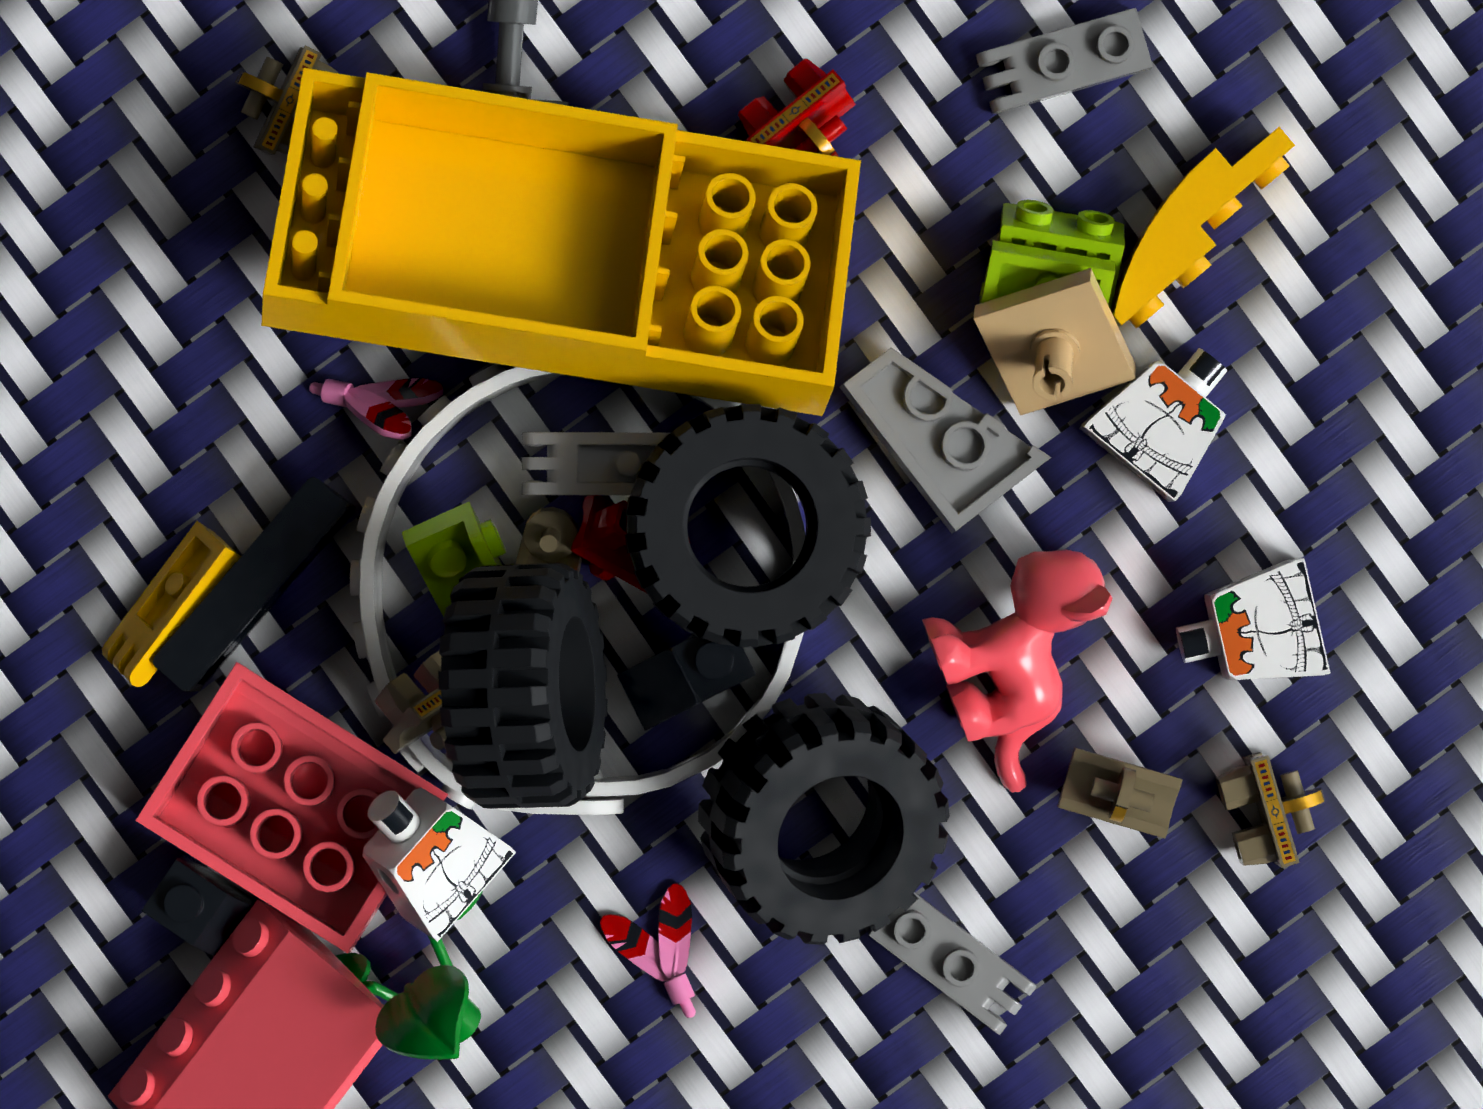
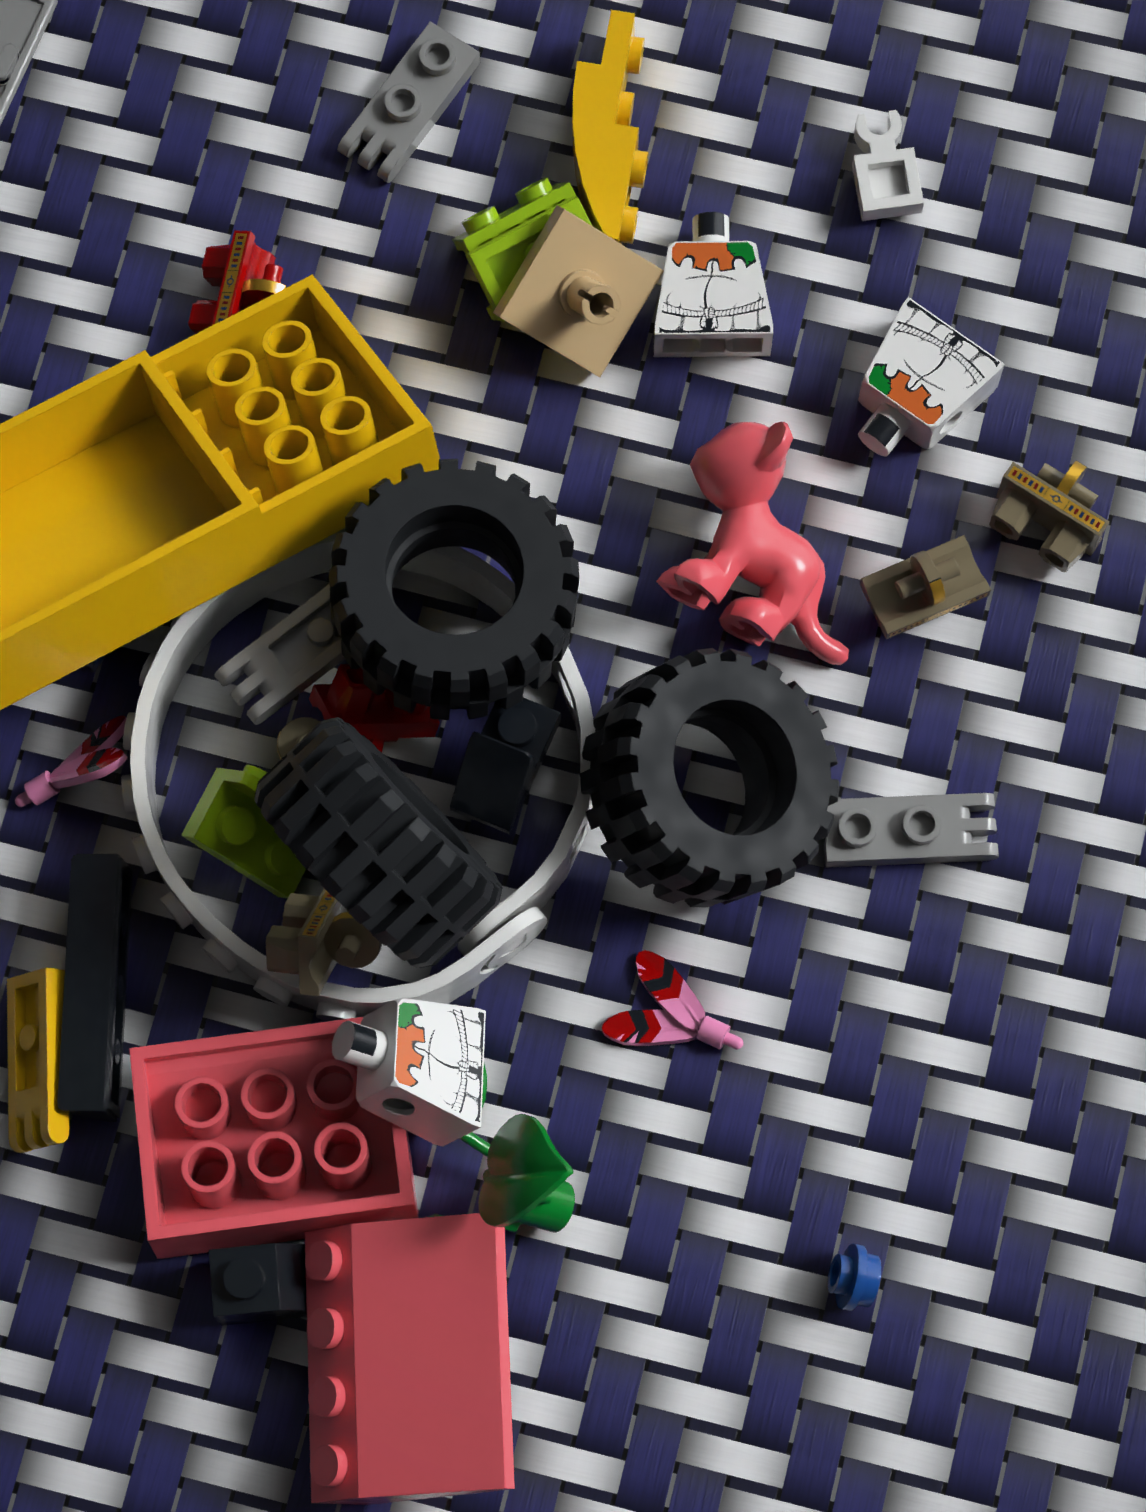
camera: 40 degrees left, 15 degrees down
(940, 441) = (557, 446): light grey wing -> none
(1379, 437) = (885, 177): none -> white plate

